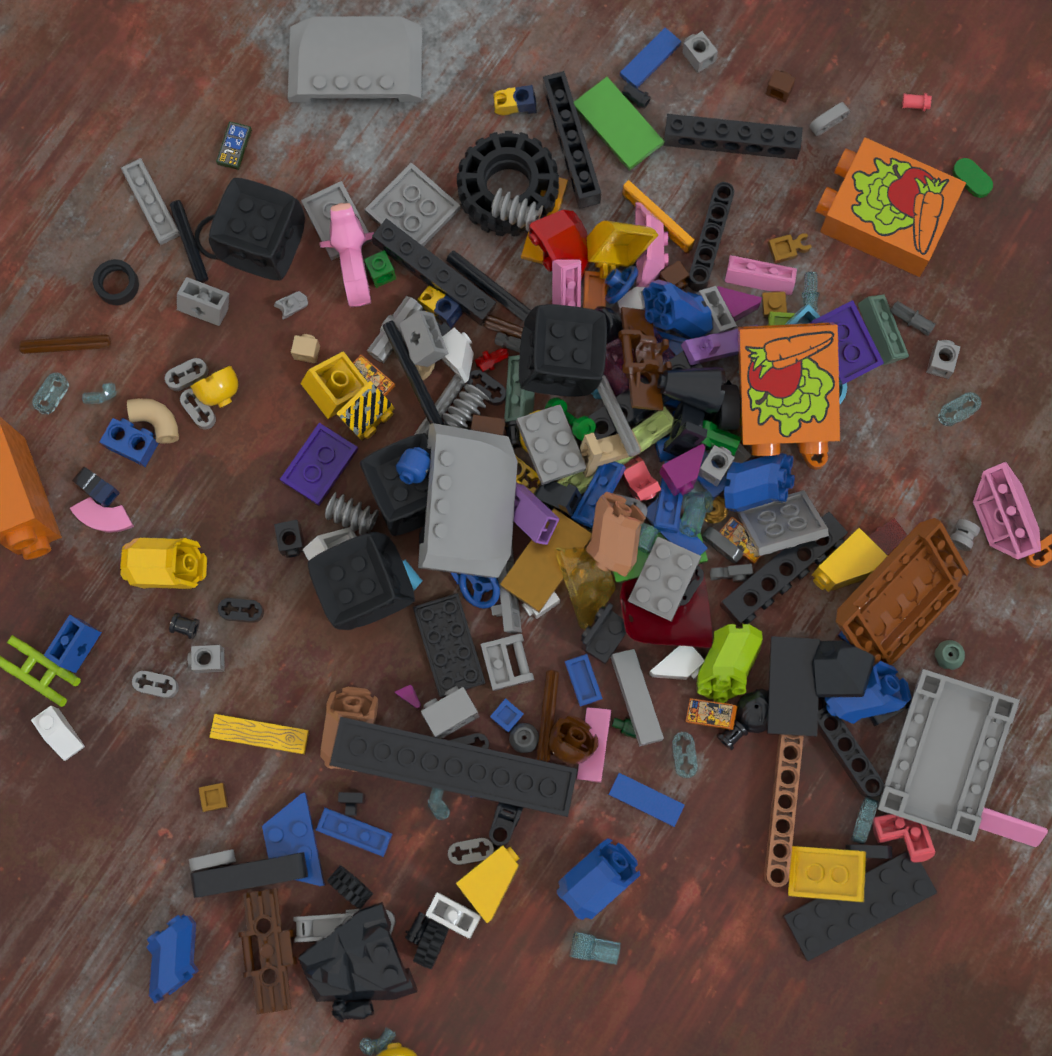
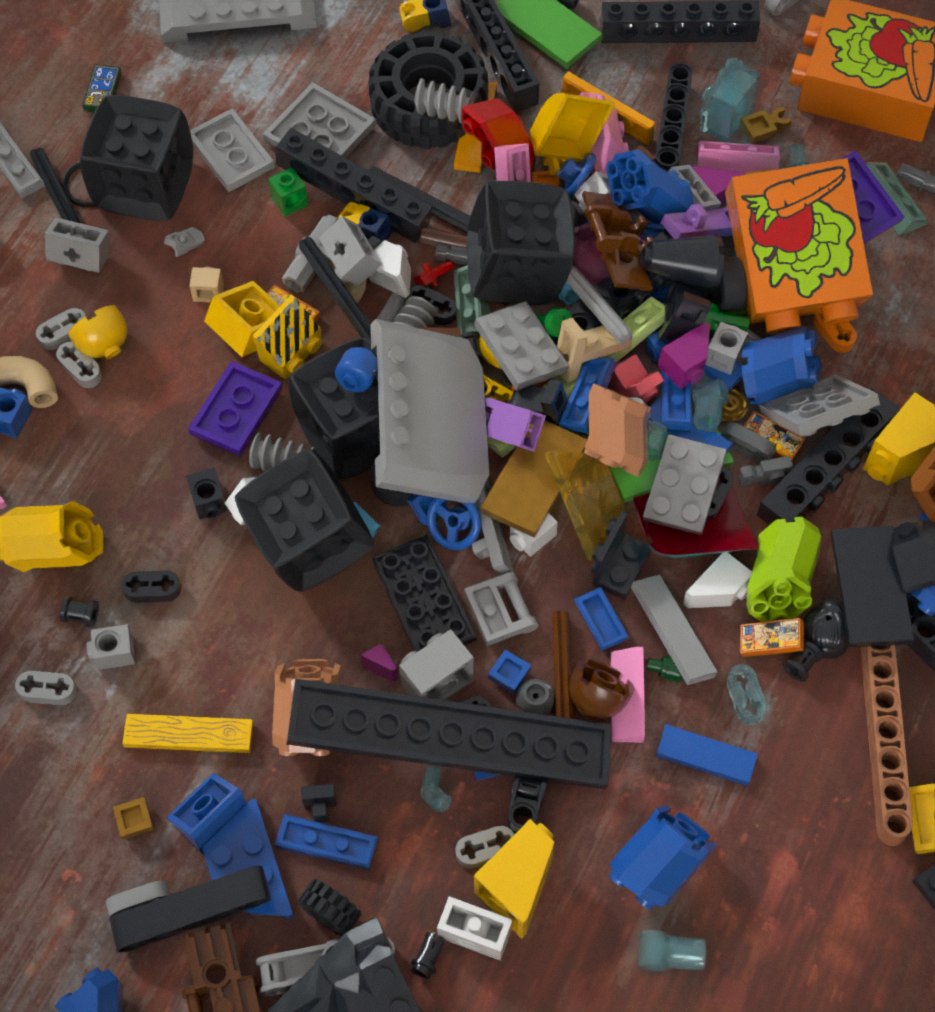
camera: 10 degrees left, 15 degrees down
(267, 797) = (207, 810): none -> blue slope
(347, 239) = (247, 159): bright pink animal -> none
(430, 944) = (448, 970): black tyre -> none
(760, 225) = (729, 100): none -> clear light blue brick

